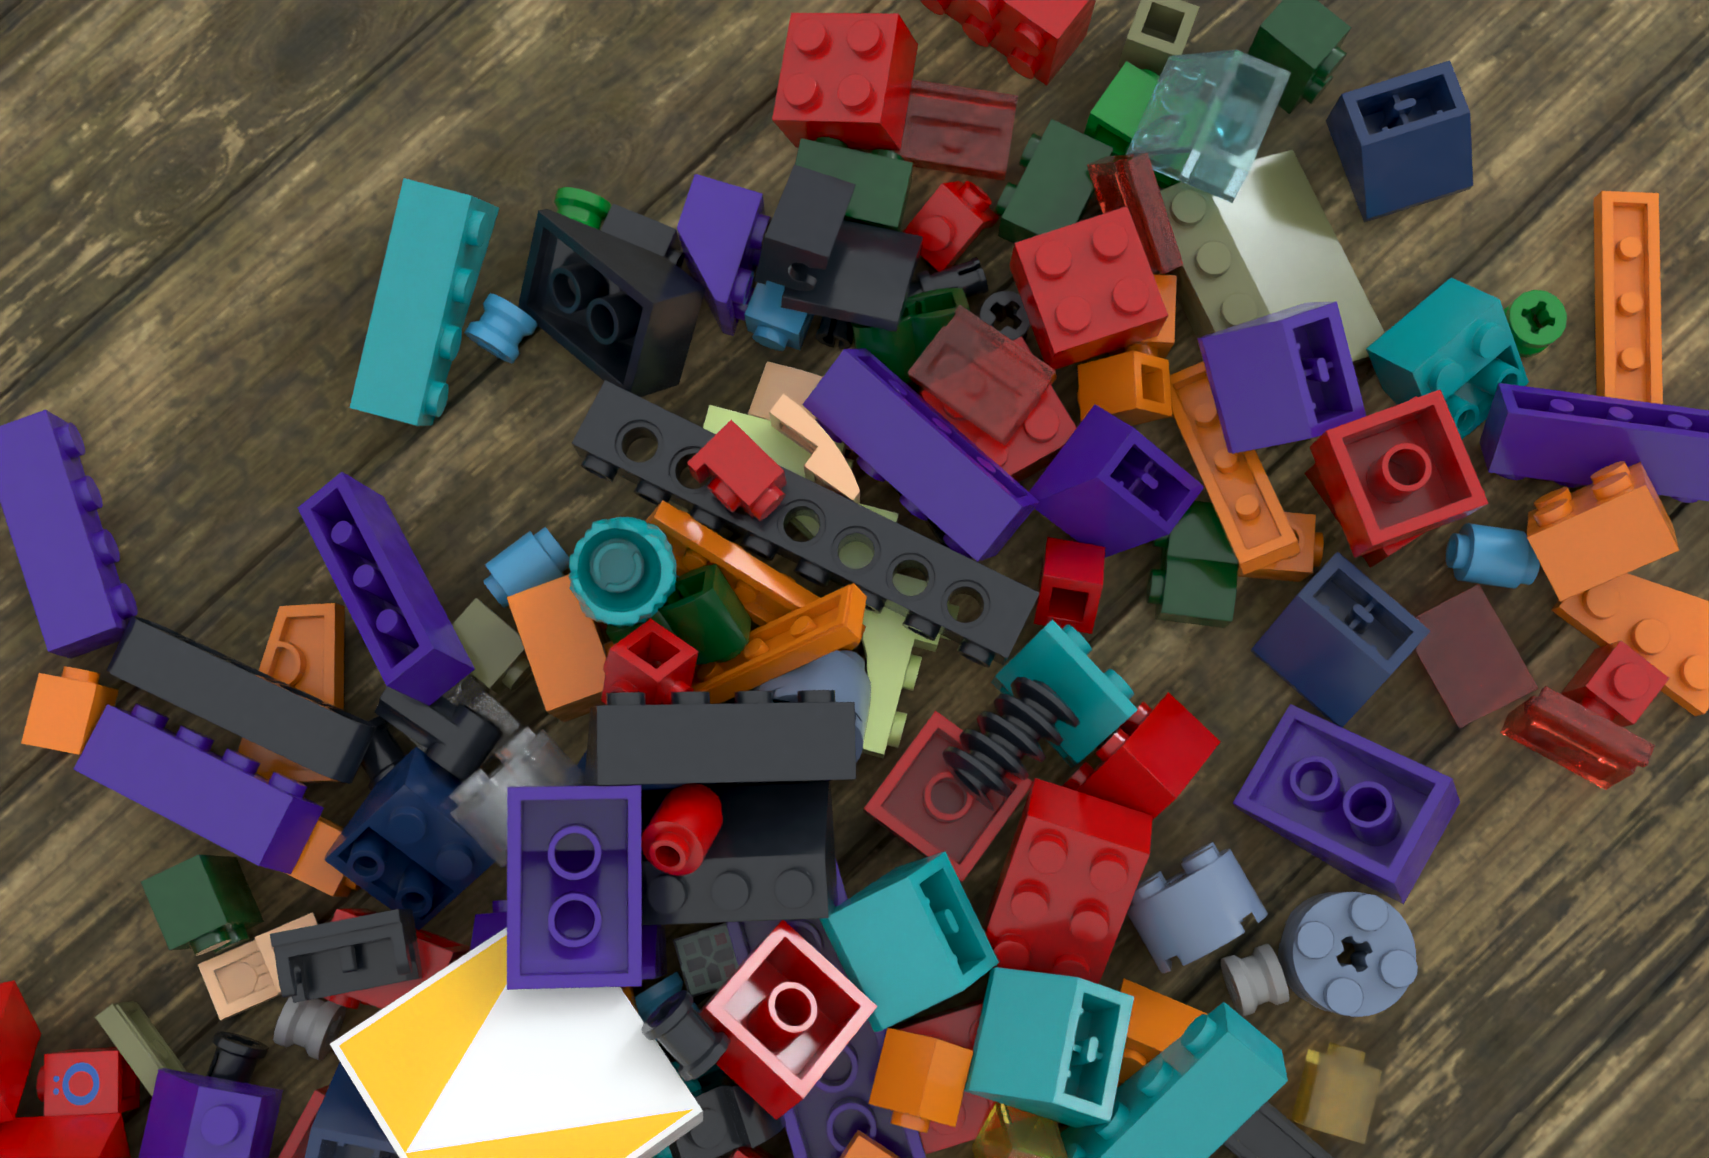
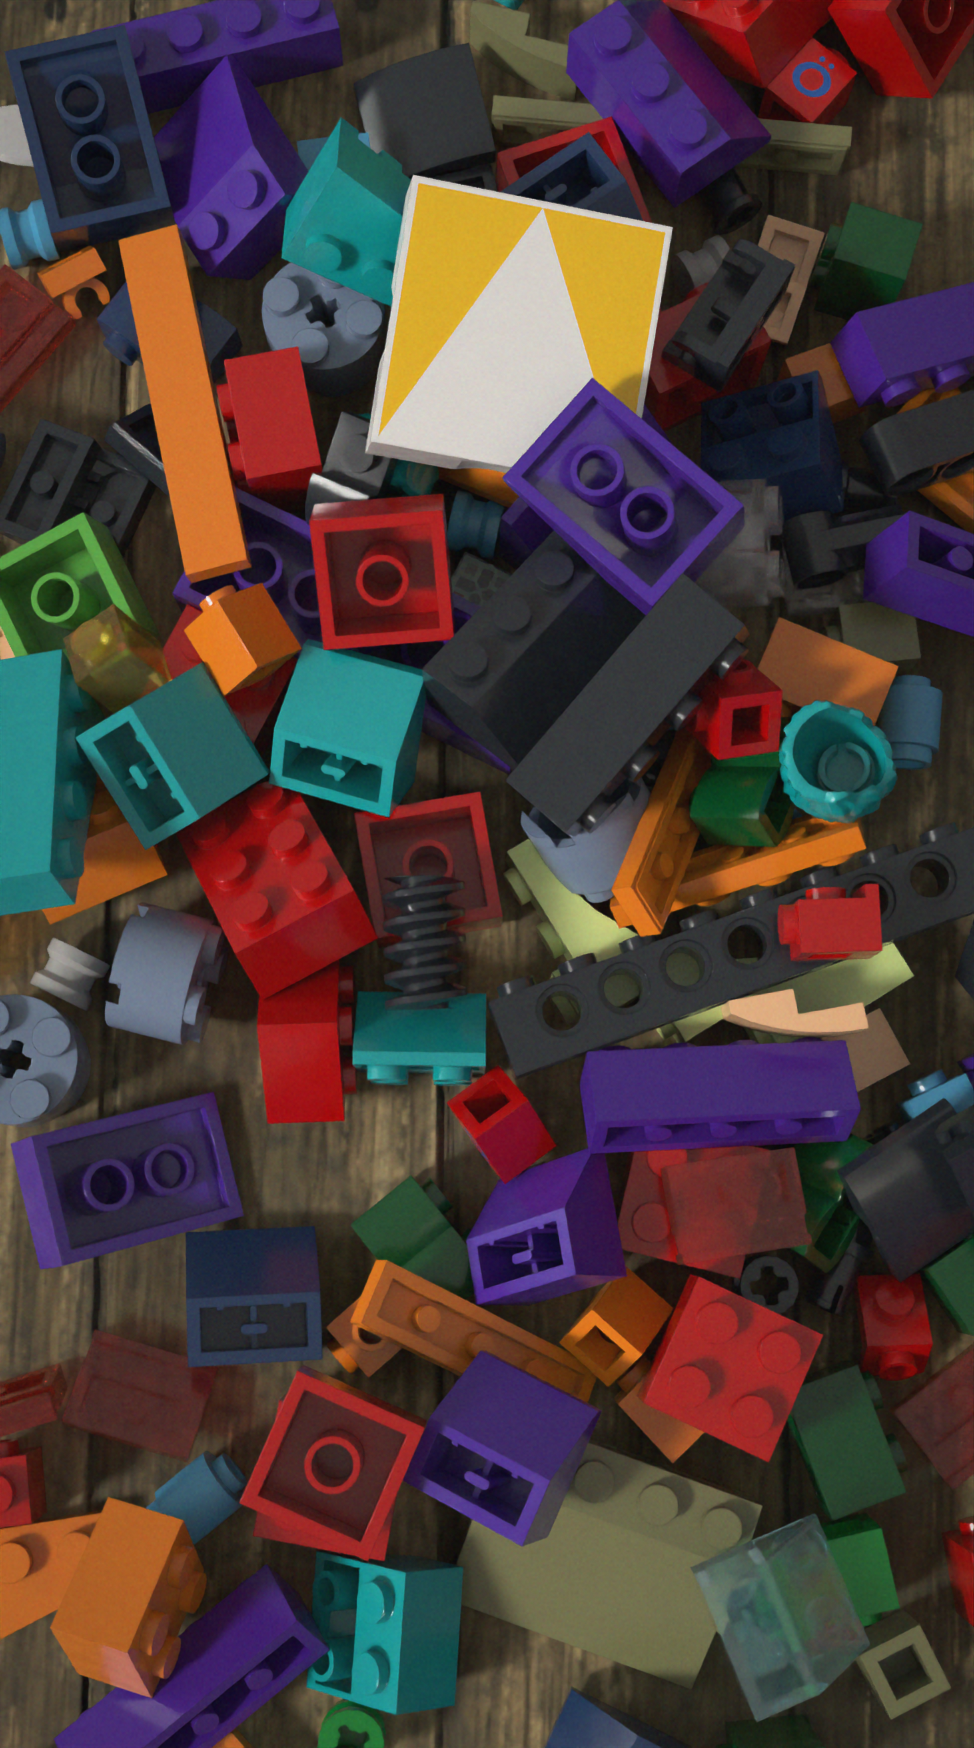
camera: 130 degrees right, 0 degrees up
(683, 829) = (589, 617): red brick -> none
(685, 1035) = (436, 477): black bush -> none
(1132, 183) = (774, 1485): clear red plate -> none

